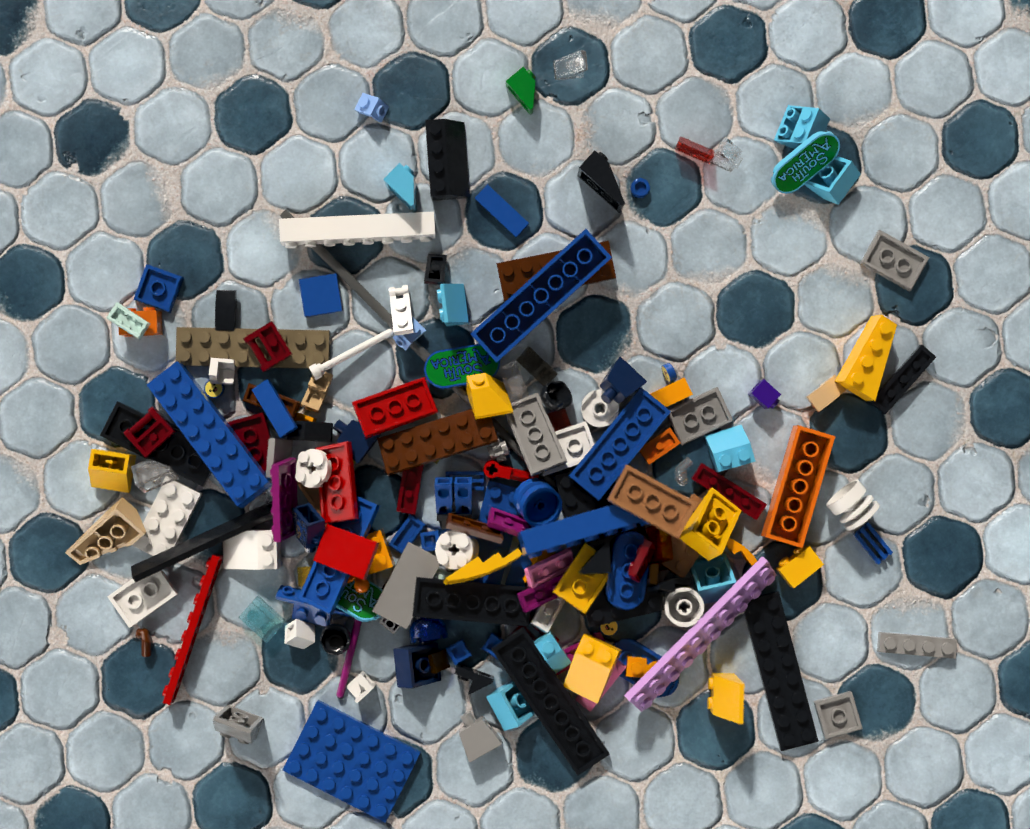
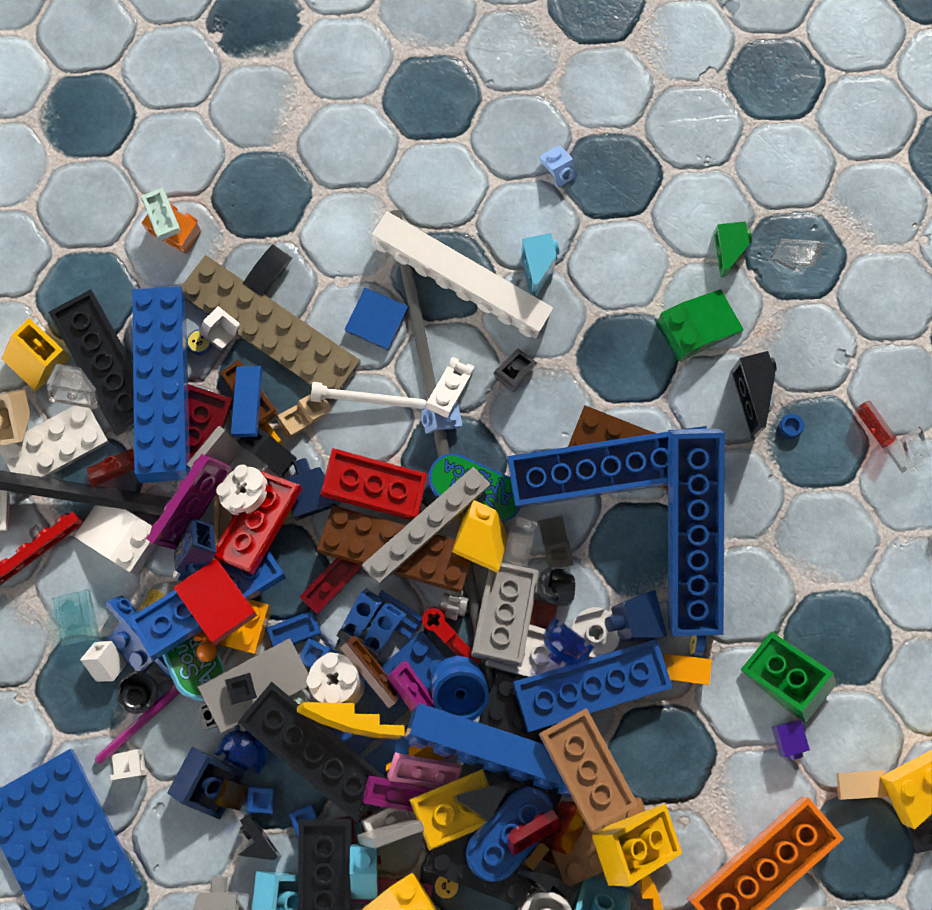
camera: 30 degrees right, 10 degrees down
(153, 436) = (100, 348): dark red plate -> none
(158, 288) = (215, 205): blue tile -> none
(216, 509) = (111, 467): none -> clear red plate
(273, 343) = (292, 334): dark red plate -> none
(400, 594) = (240, 688): none -> black plate
(447, 159) = (602, 265): black slope -> none
(447, 412) = (425, 526): none -> light grey plate
(454, 304) = (510, 416): medium azure slope -> none
(501, 211) = (625, 355): blue tile -> none
(537, 157) = (699, 324): none -> green slope
(554, 619) = (390, 833): none -> light grey tile
(586, 429) = (565, 644): none -> clear blue cylinder
(622, 302) = (696, 531): none -> blue brick
(659, 446) = (635, 718): orange plate -> none
(681, 471) = (641, 763): clear arm -> none
(699, 416) = (701, 715): light grey tile -> none
(729, 448) = (712, 774): medium azure slope -> none
(739, 355) = (789, 676): none -> green slope
(739, 497) = (689, 836): dark red plate -> none

